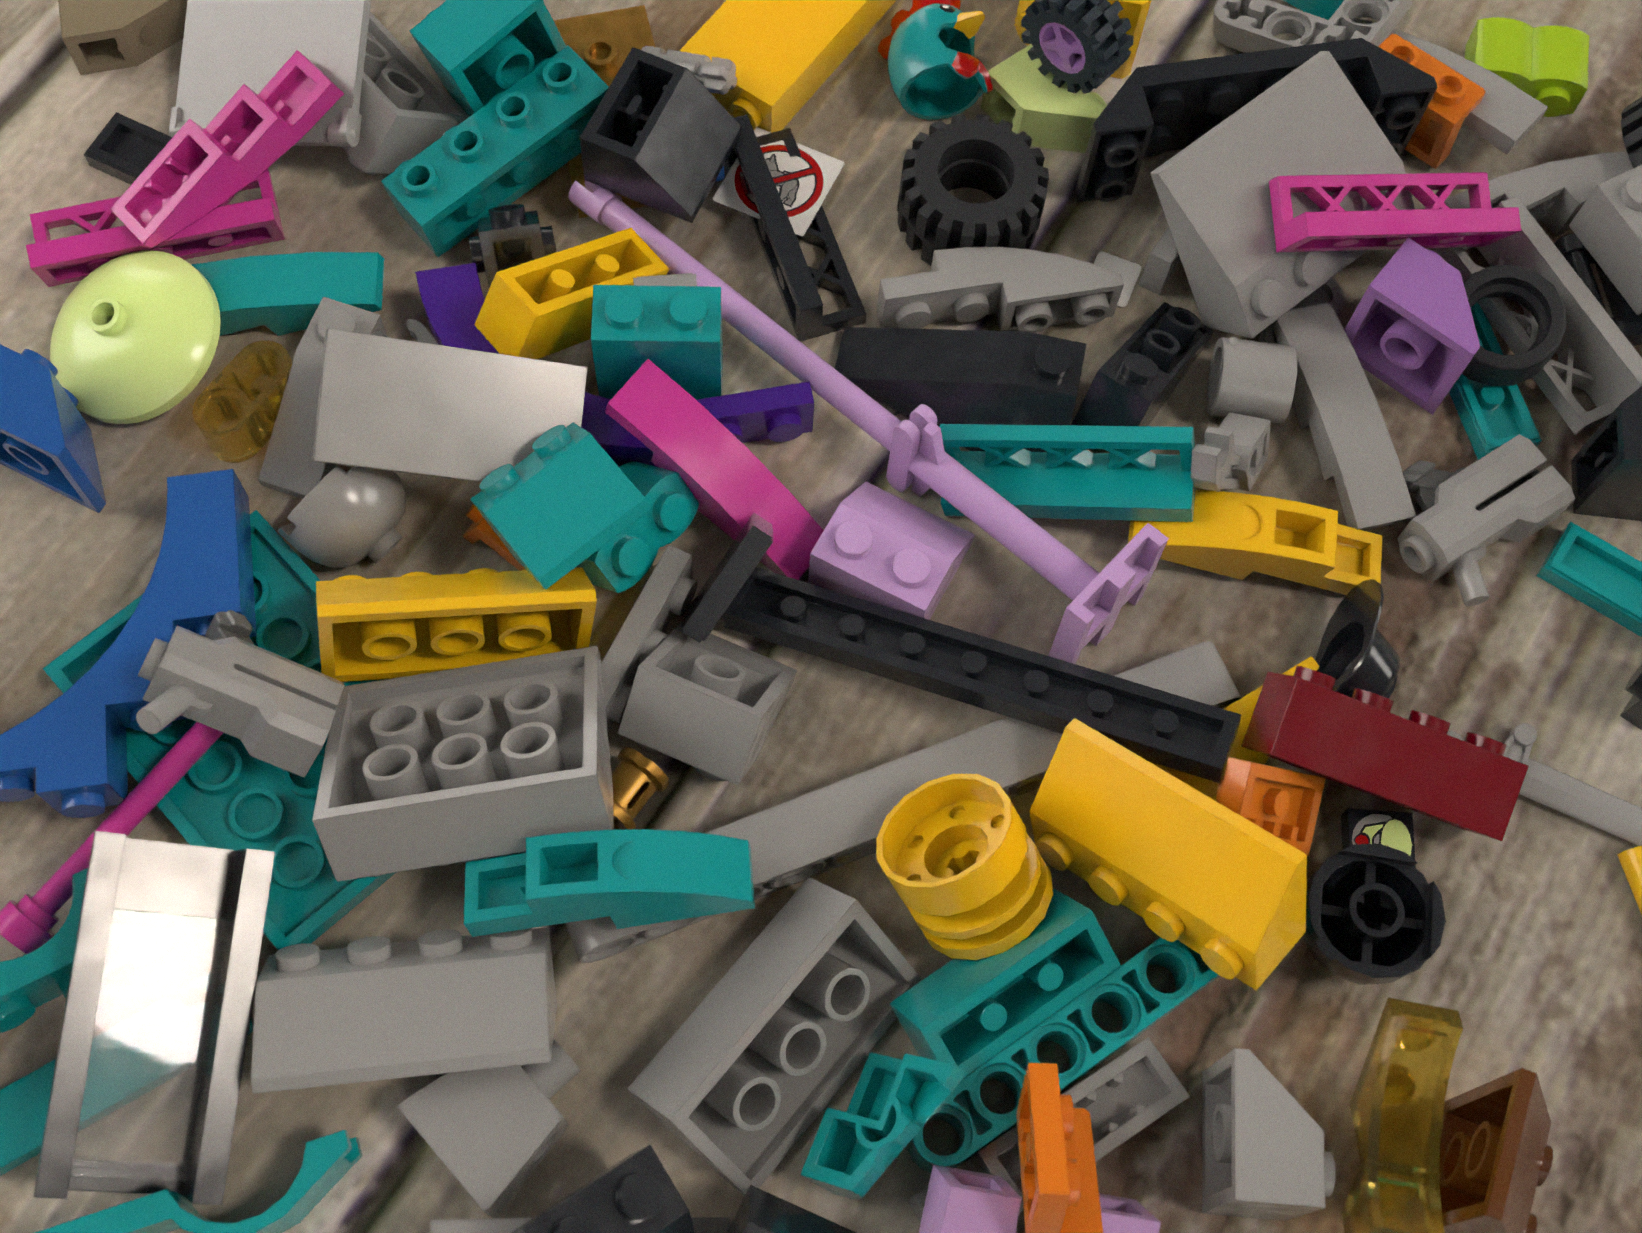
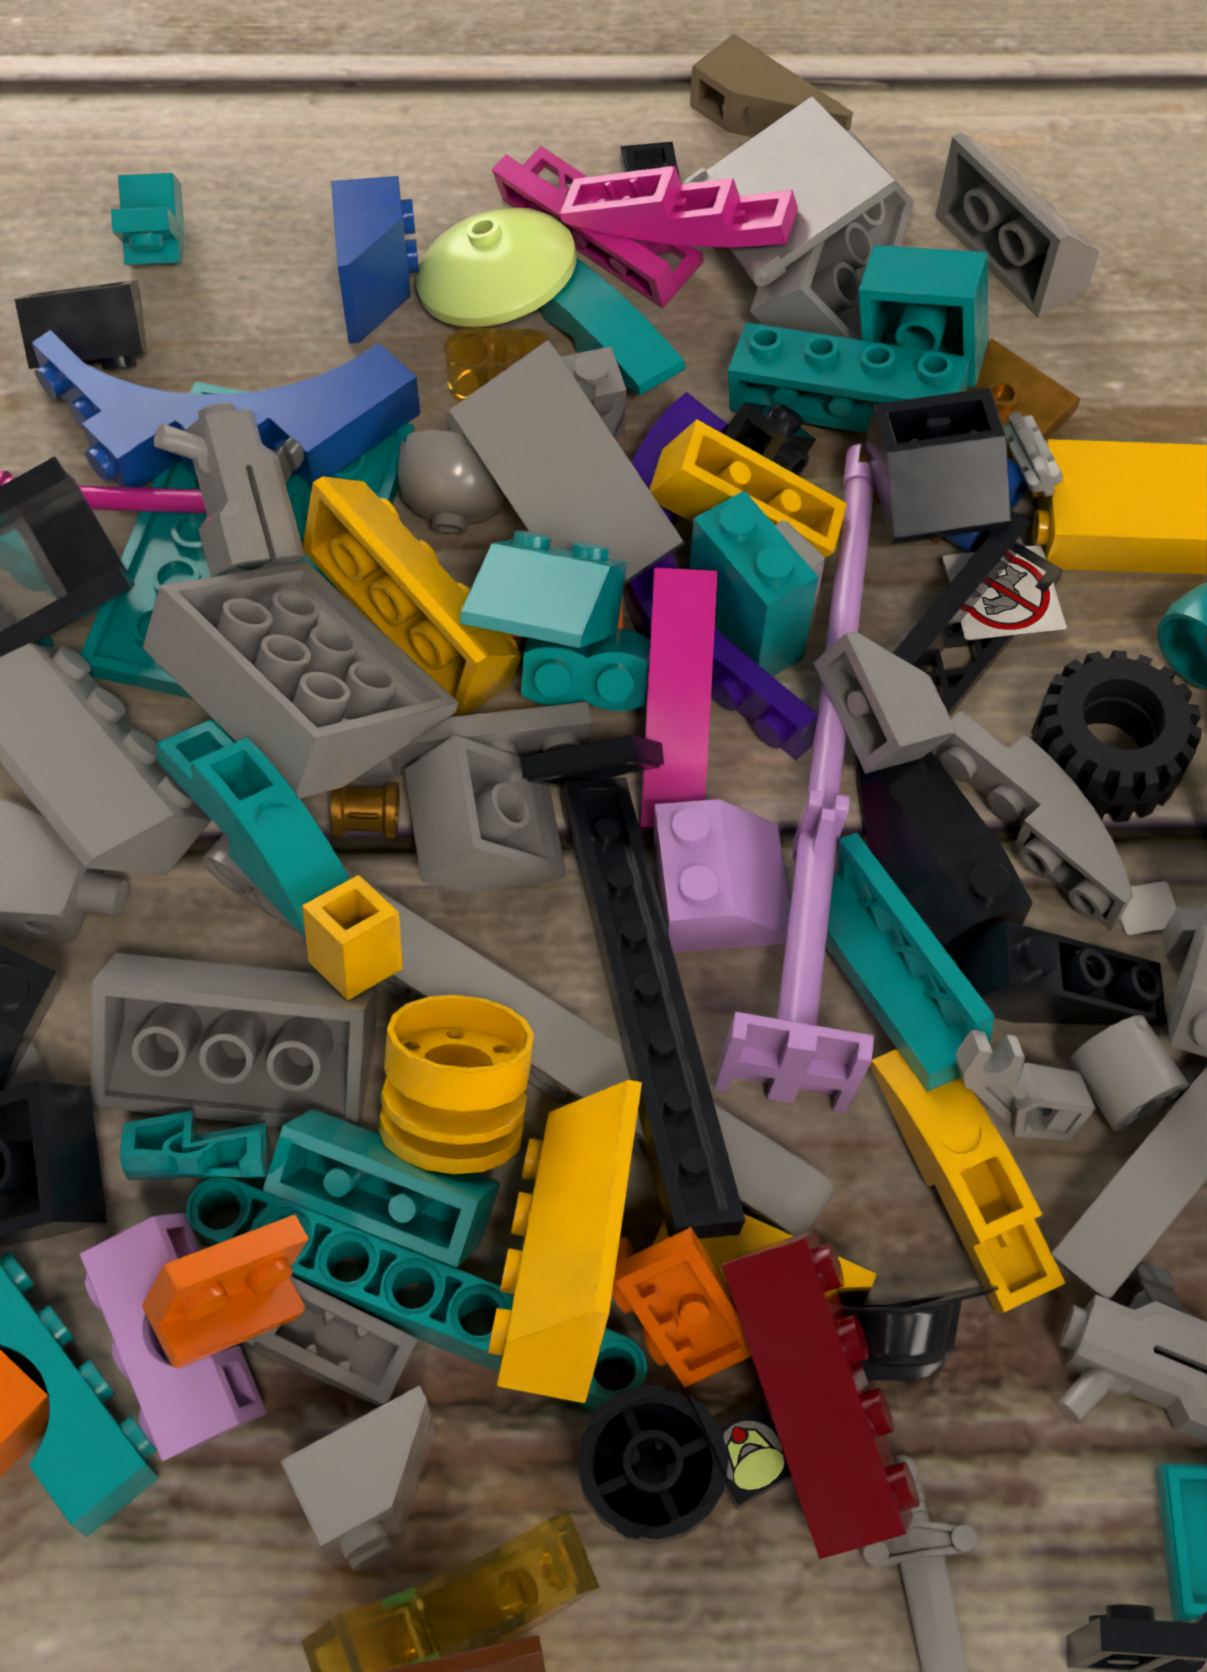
camera: 60 degrees right, 5 degrees down
(785, 866) = (353, 937): none -> yellow brick
(844, 327) = (882, 703): none -> light grey slope

